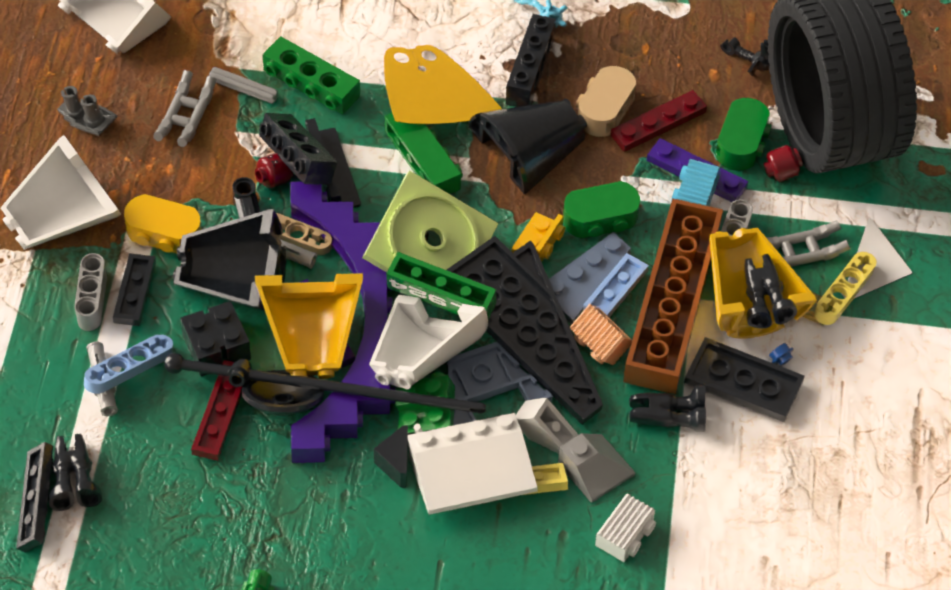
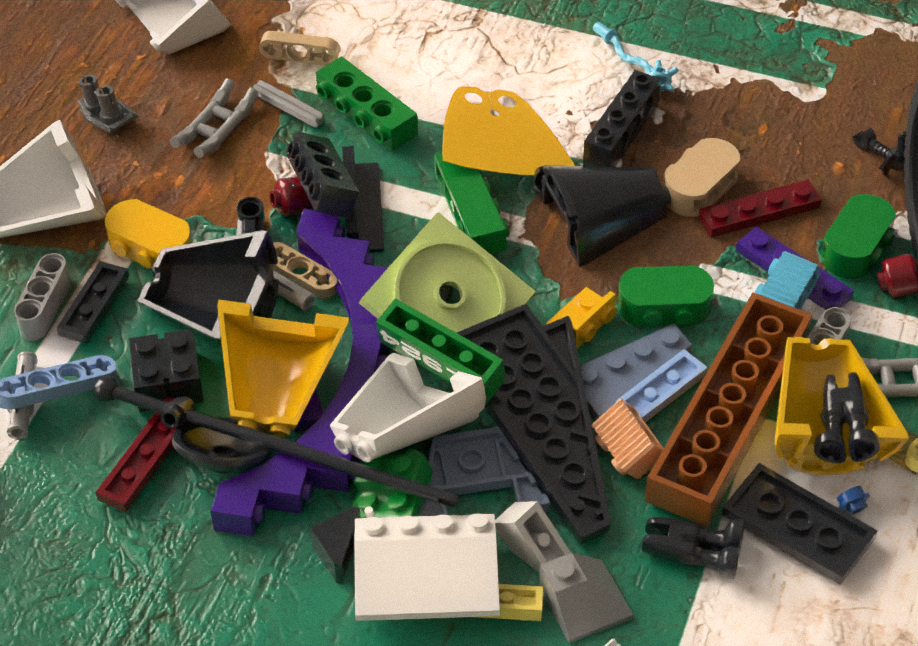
camera: 15 degrees right, 5 degrees down
(215, 32) = (281, 39): none -> tan beam

